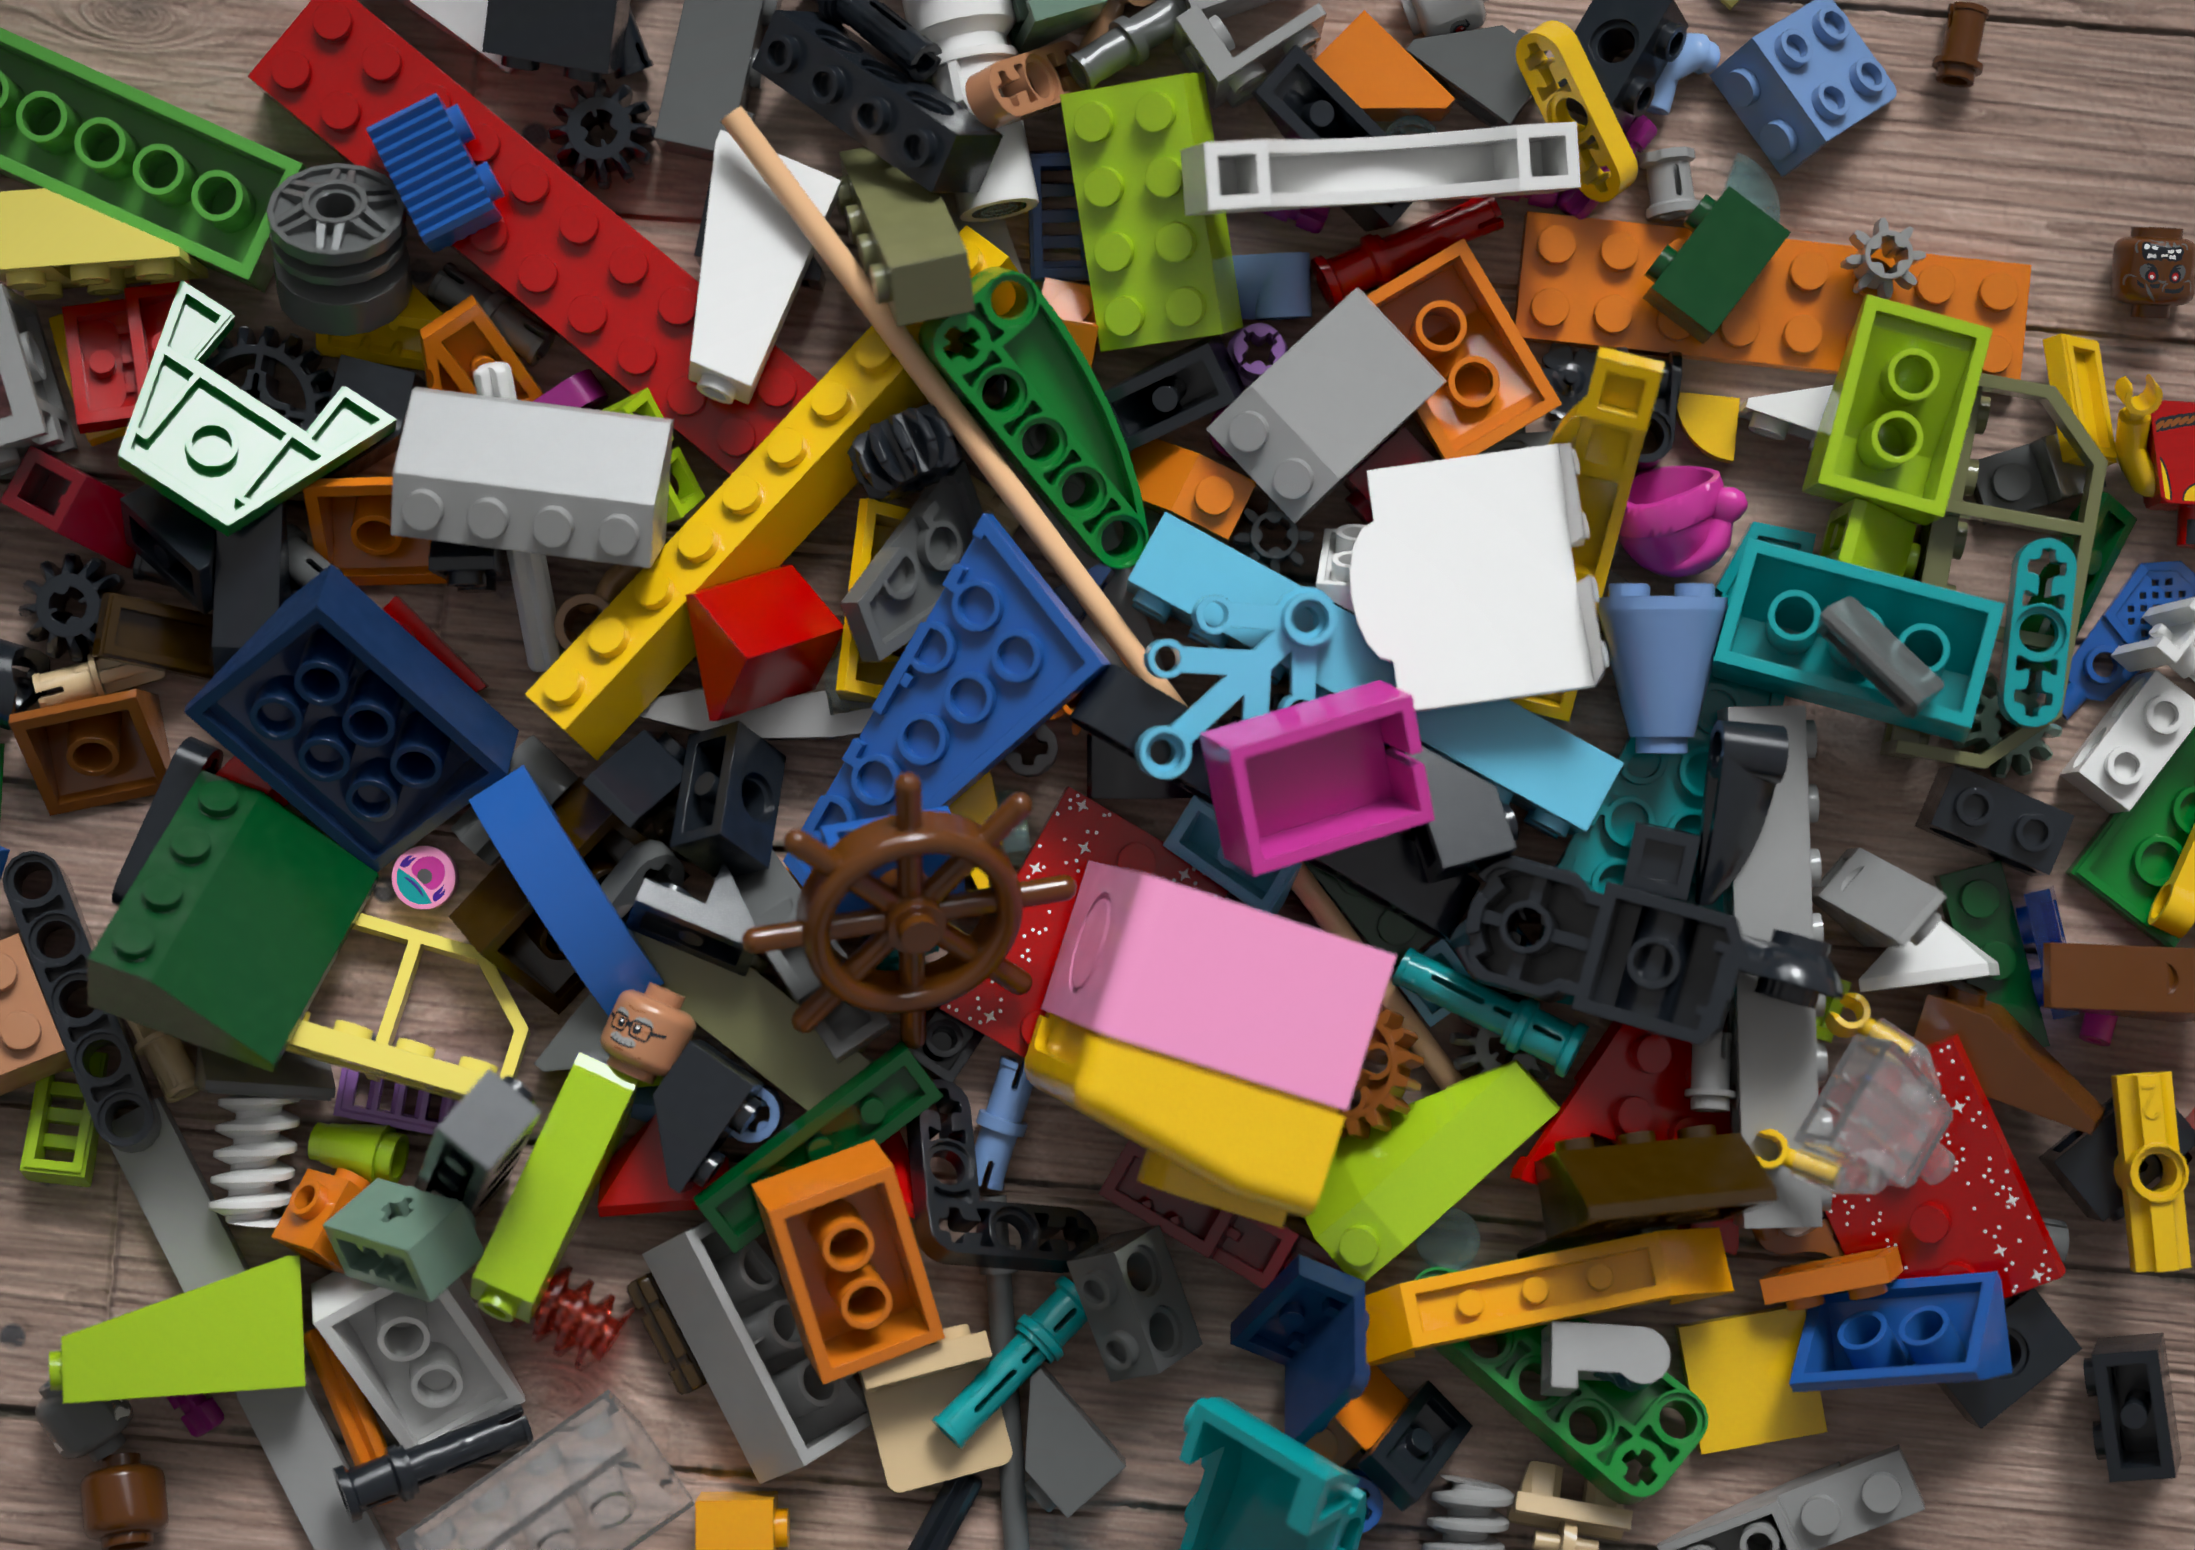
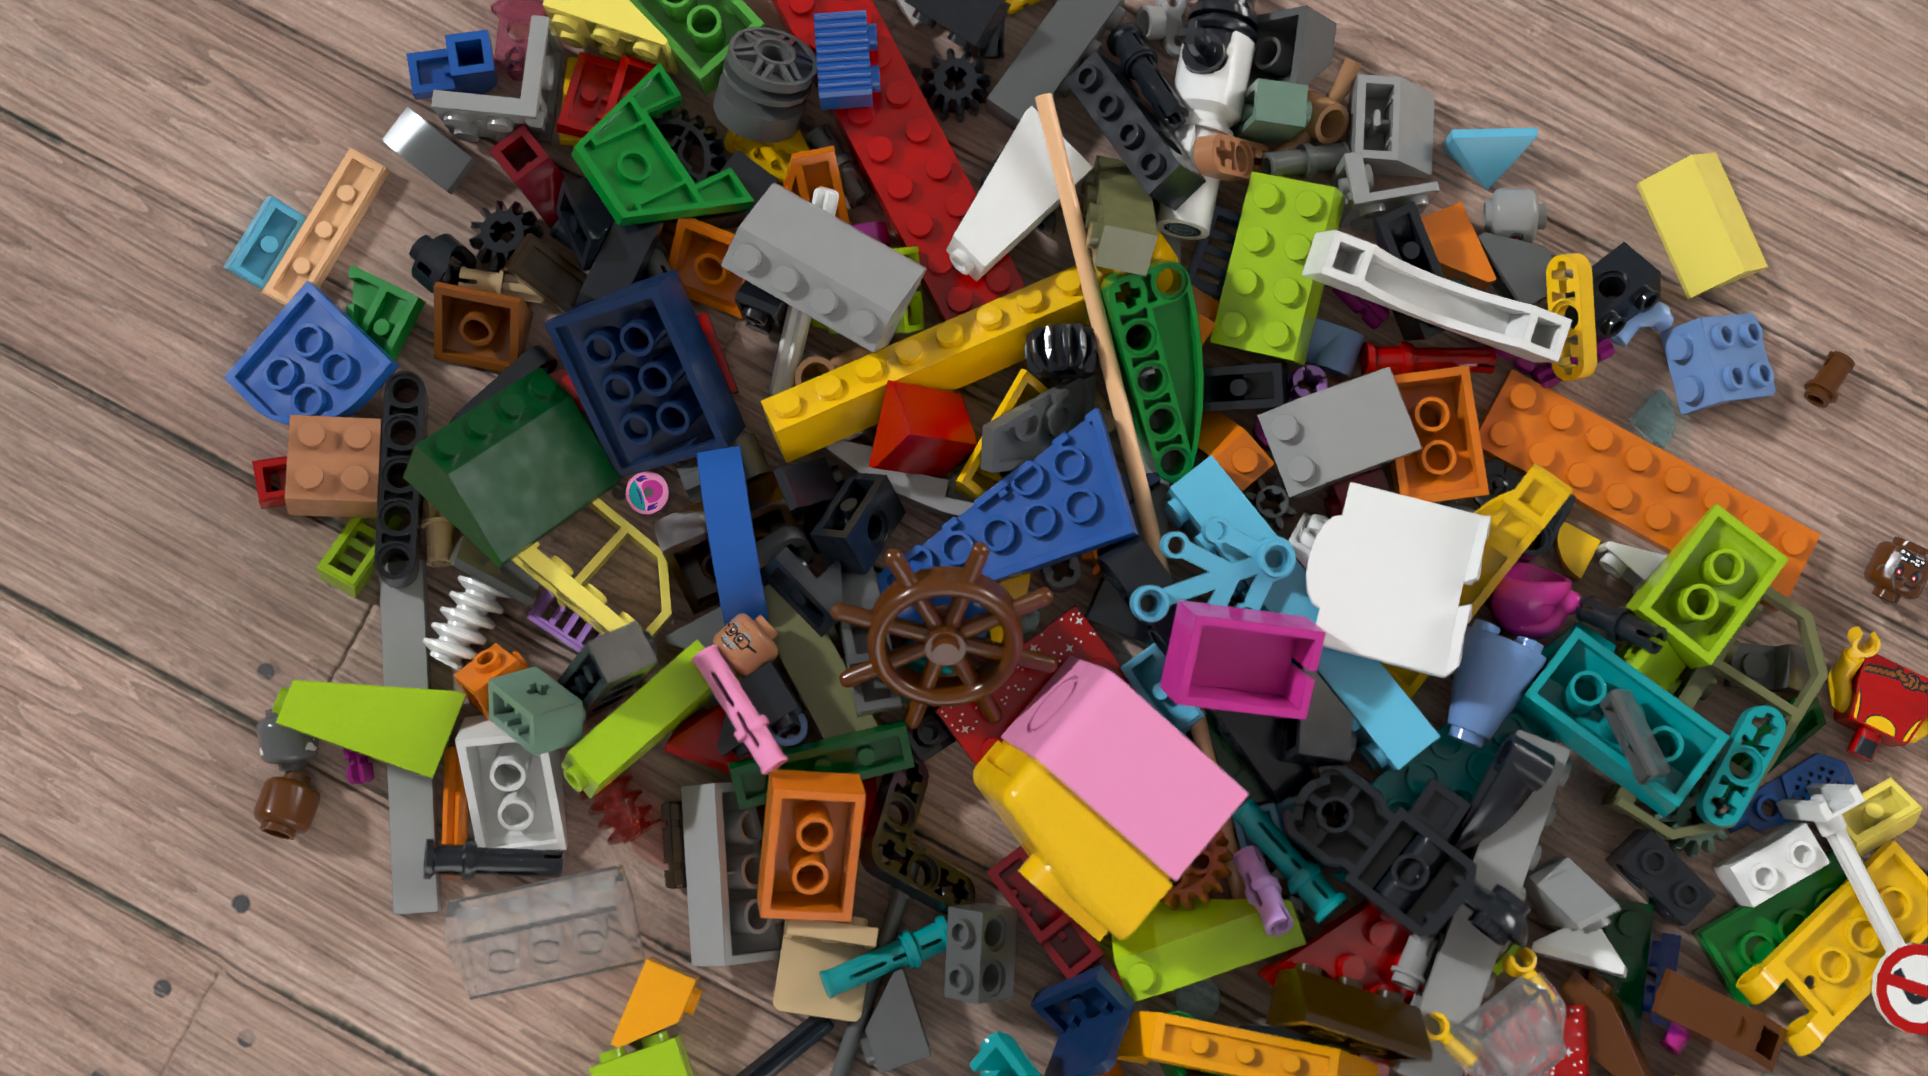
camera: 25 degrees right, 5 degrees down
(361, 1148) = (533, 645): lime cone -> none
(698, 1138) = (748, 723): none -> bright pink pin
(1002, 1122) = (944, 800): medium blue pin -> none
(1473, 1065) = (1263, 891): none -> lavender pin
(1669, 183) = (1609, 389): light grey bush -> none
(1715, 264) = (1621, 448): dark green brick -> none
(1805, 509) = (1621, 624): none -> black pin
(1894, 246) = (1739, 483): light grey gear -> none
(2078, 374) = (1827, 613): yellow tile -> none

